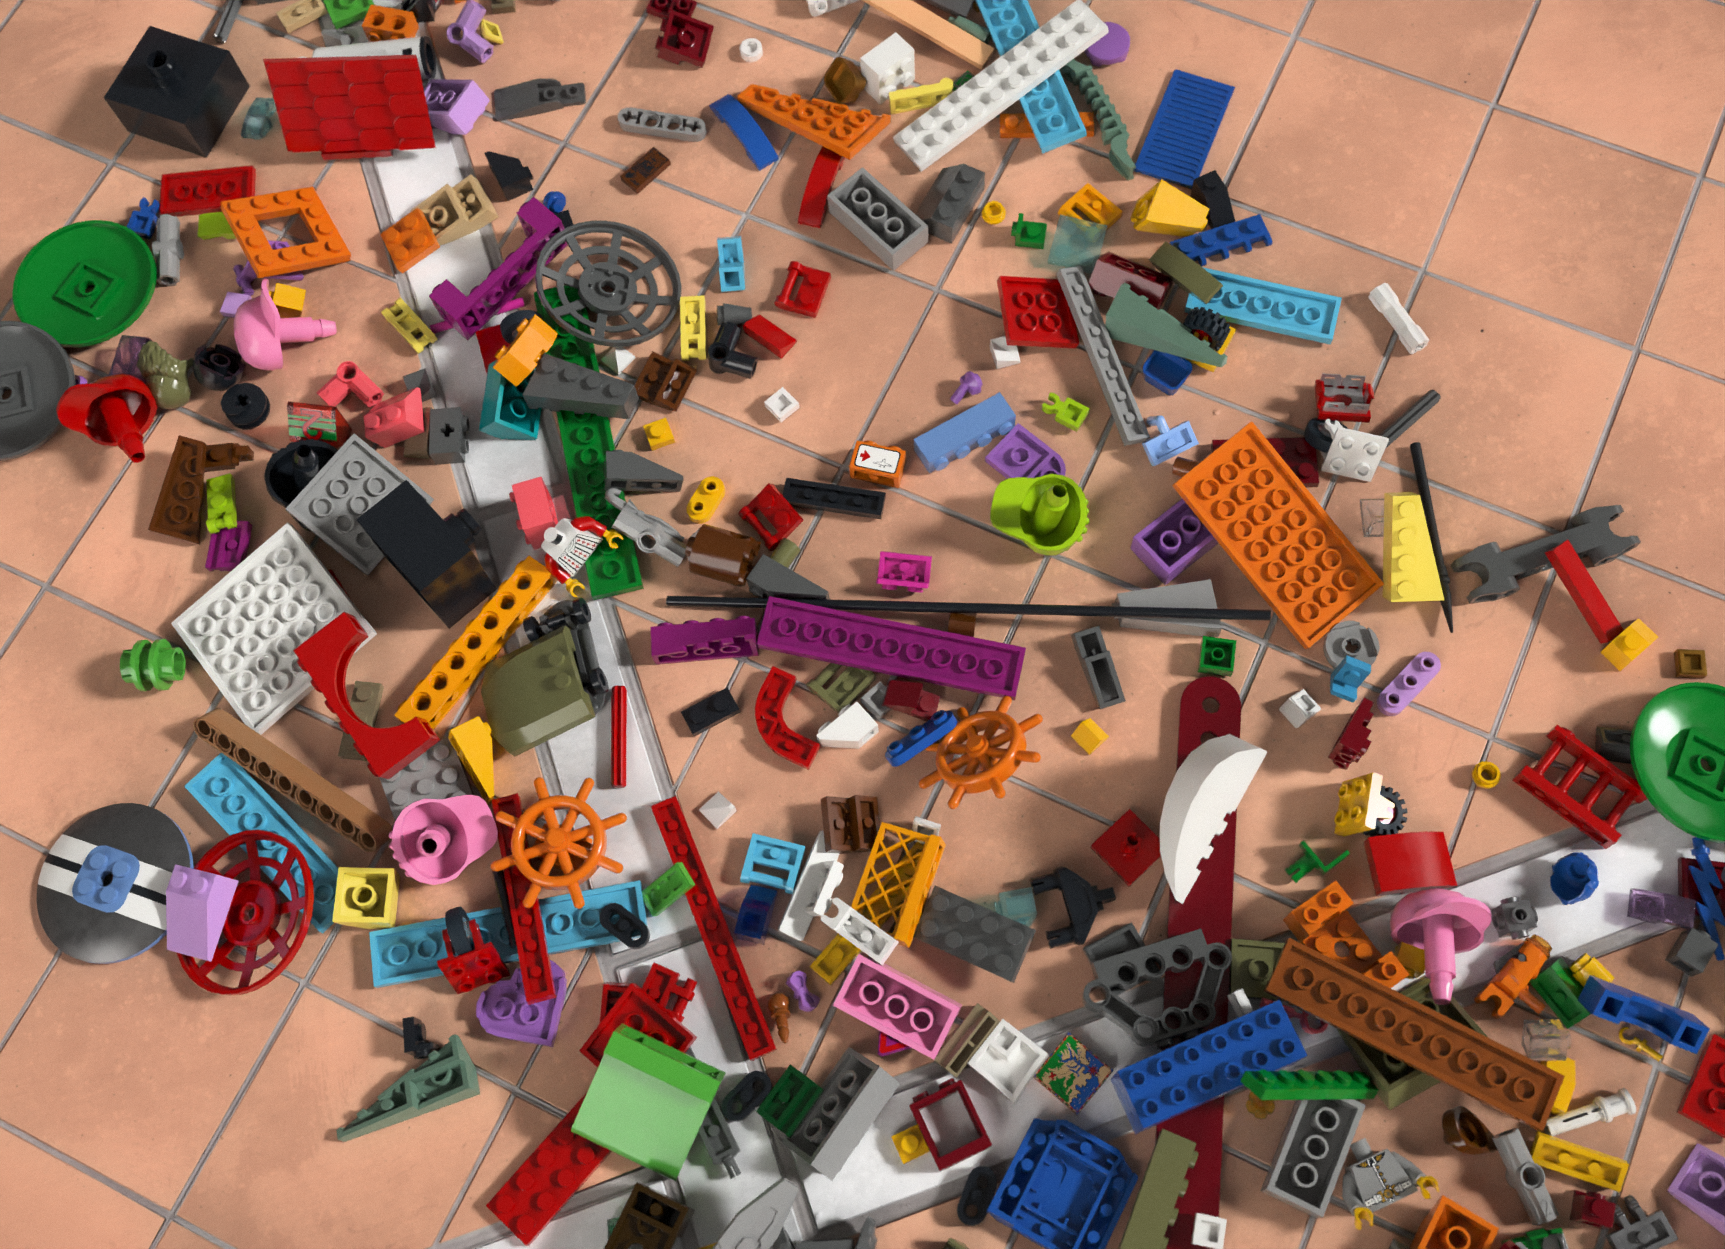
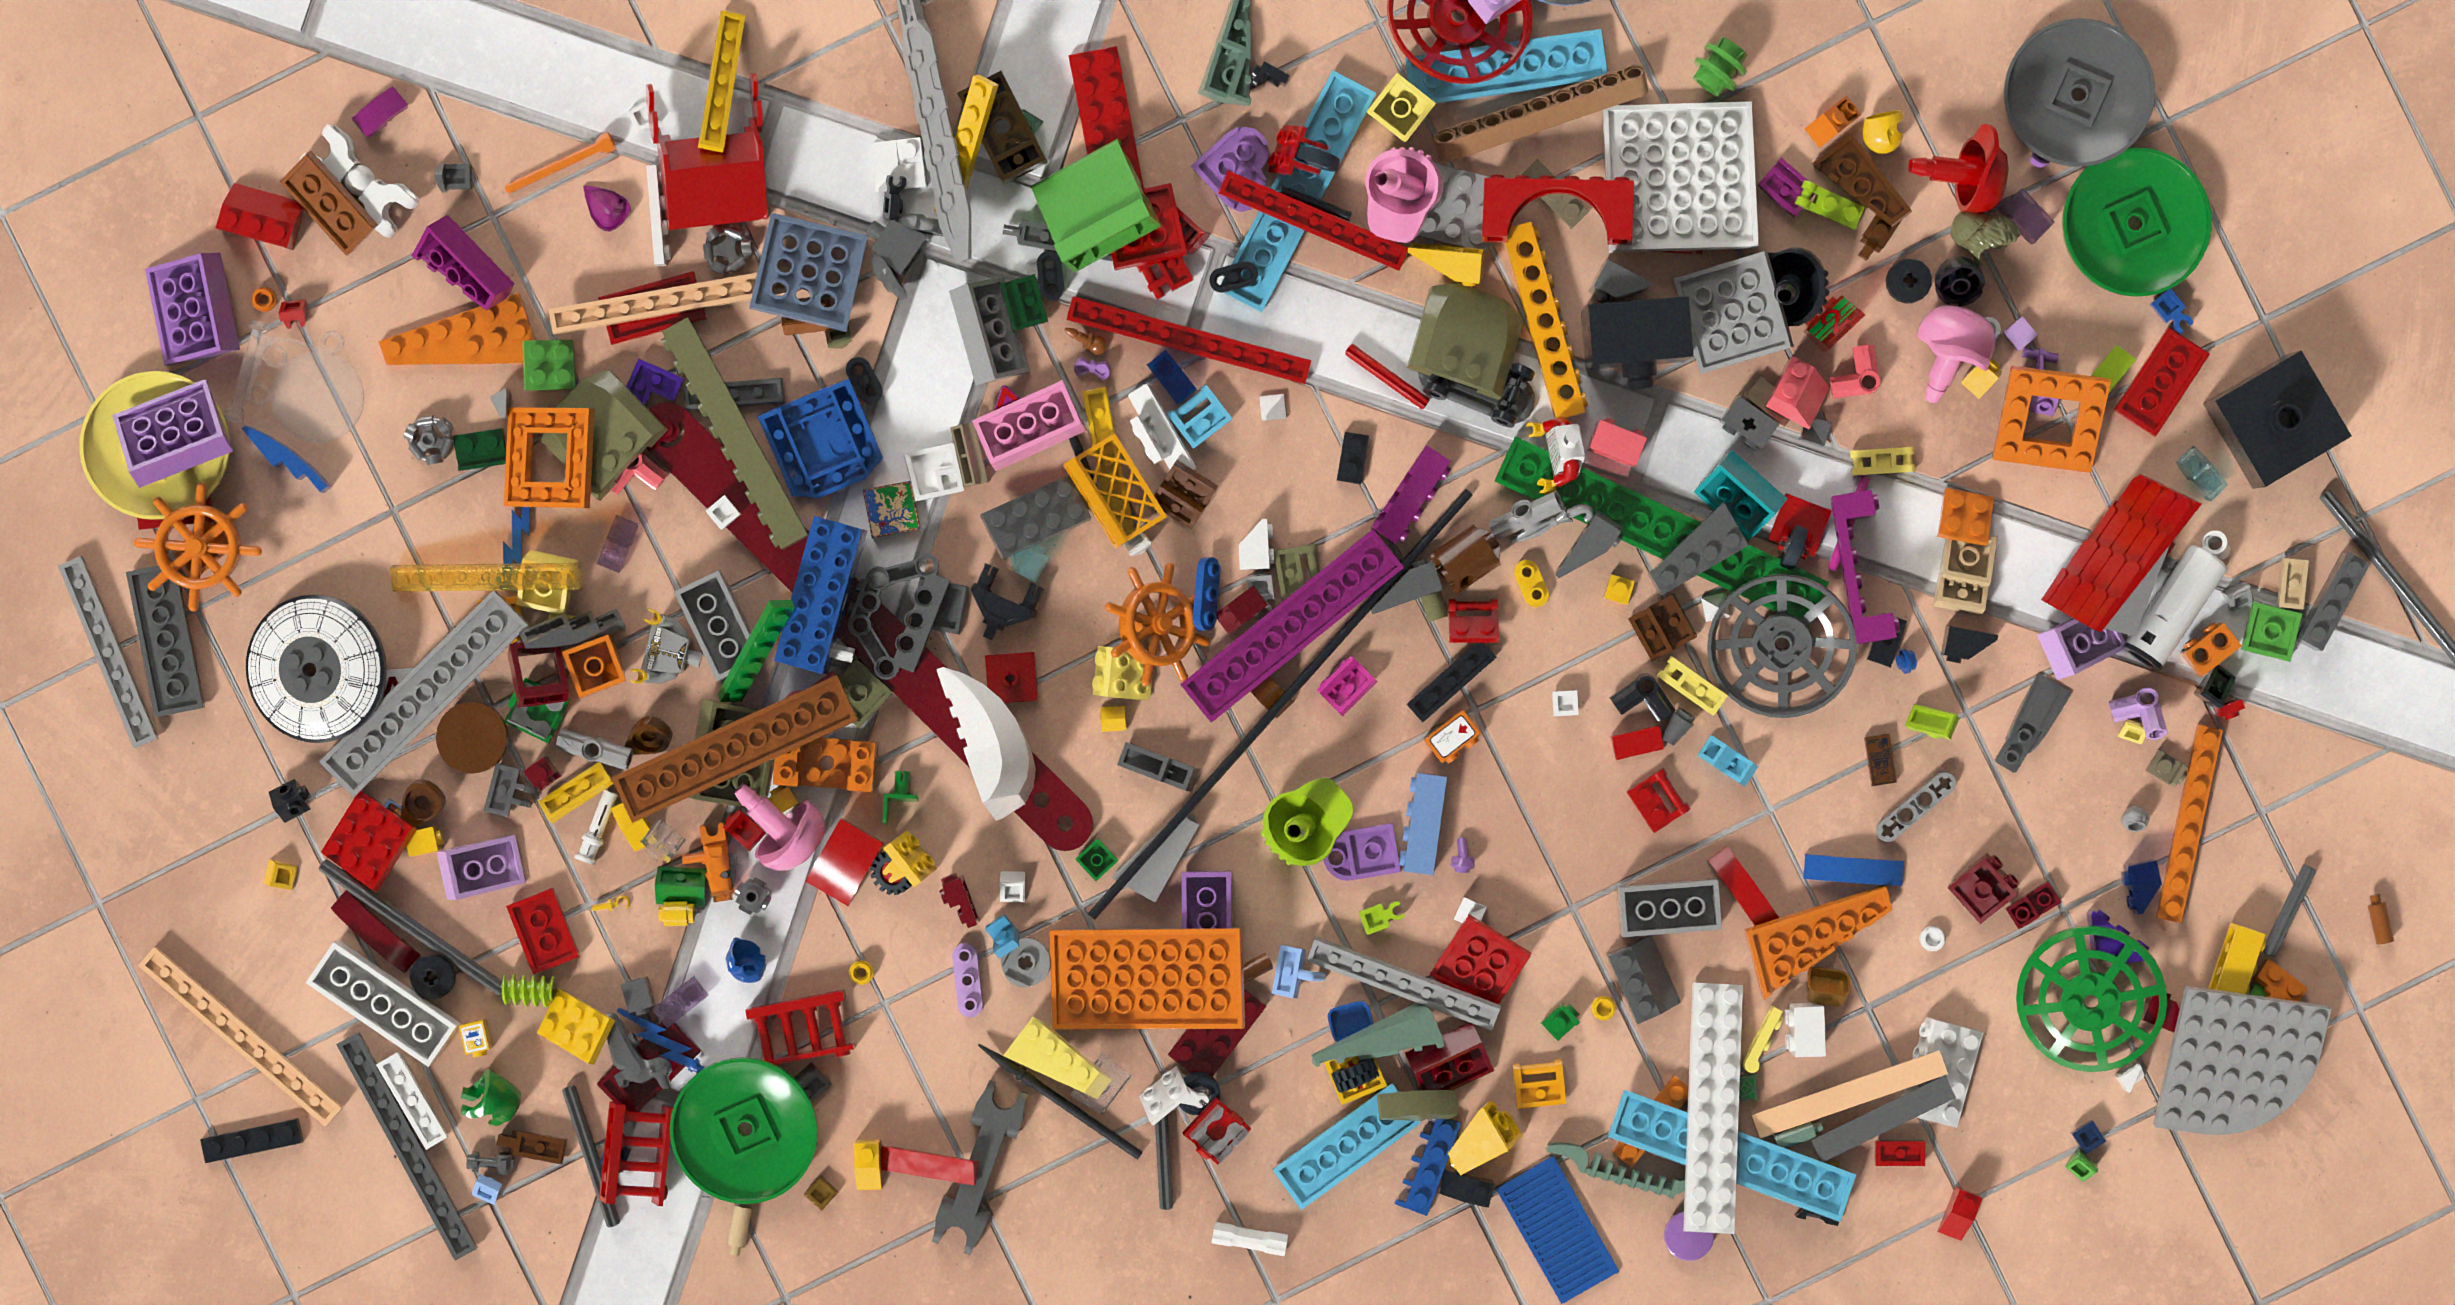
camera: 120 degrees right, 20 degrees up
(129, 507) = (1881, 131): none -> yellow helmet
(148, 550) = (1832, 121): none -> orange slope
(168, 250) = (2121, 311): light grey piece -> none
(397, 606) = (1616, 283): none -> dark grey slope
(521, 355) = (1764, 542): light orange brick -> none
(557, 845) = (1329, 273): orange piece -> none
(586, 150) = (1932, 722): none -> lime tile
(667, 889) = (1239, 327): bright green plate -> none
(772, 726) = (1306, 495): red plate -> none
(861, 932) = (1097, 438): white plate -> none
(910, 1144) = (932, 362): yellow plate -> none
(925, 1100) = (898, 393): dark red window -> none
(1058, 757) = (1119, 676): none -> light yellow bracket
(1077, 243) = (1517, 1047): clear light blue plate -> none
(1468, 974) = (743, 829): none -> red bracket
(1621, 1004) = (607, 932): blue arch -> none

